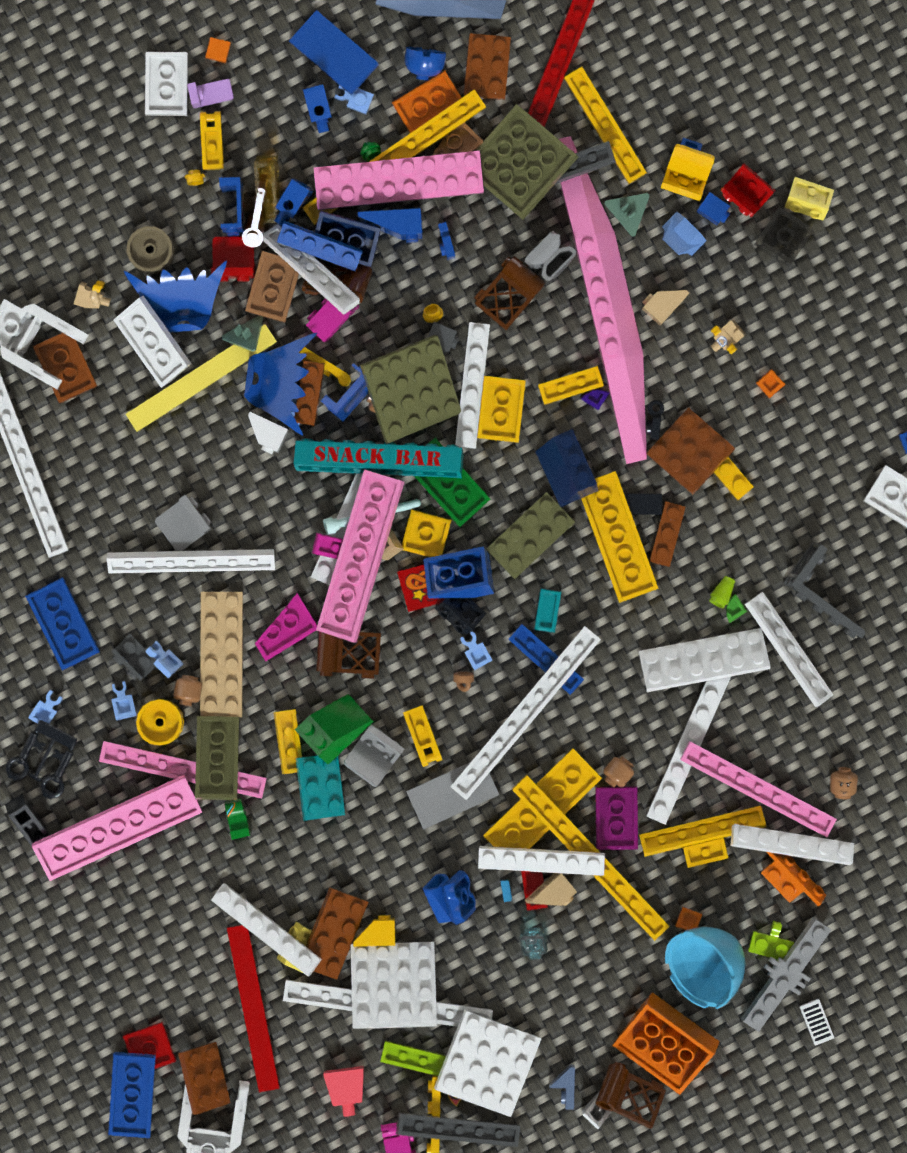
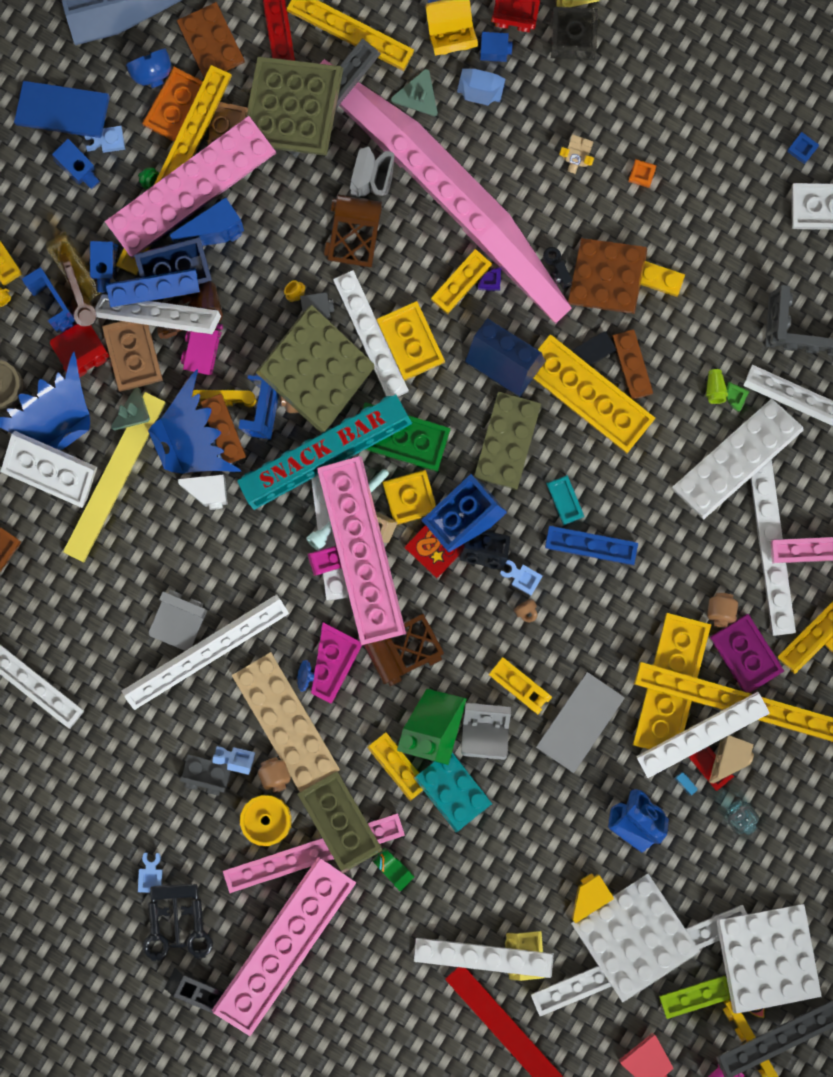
camera: 30 degrees left, 5 degrees down
(62, 623) = (118, 783): blue tile -> none
(123, 704) = (221, 825): light blue plate -> none
(257, 626) = (304, 675): none -> blue piece
(335, 930) = (549, 918): dark orange plate -> none
(446, 247) = (270, 223): blue plate -> none
(525, 713) = (603, 606): white plate -> none
(663, 304) = (501, 158): tan slope -> none

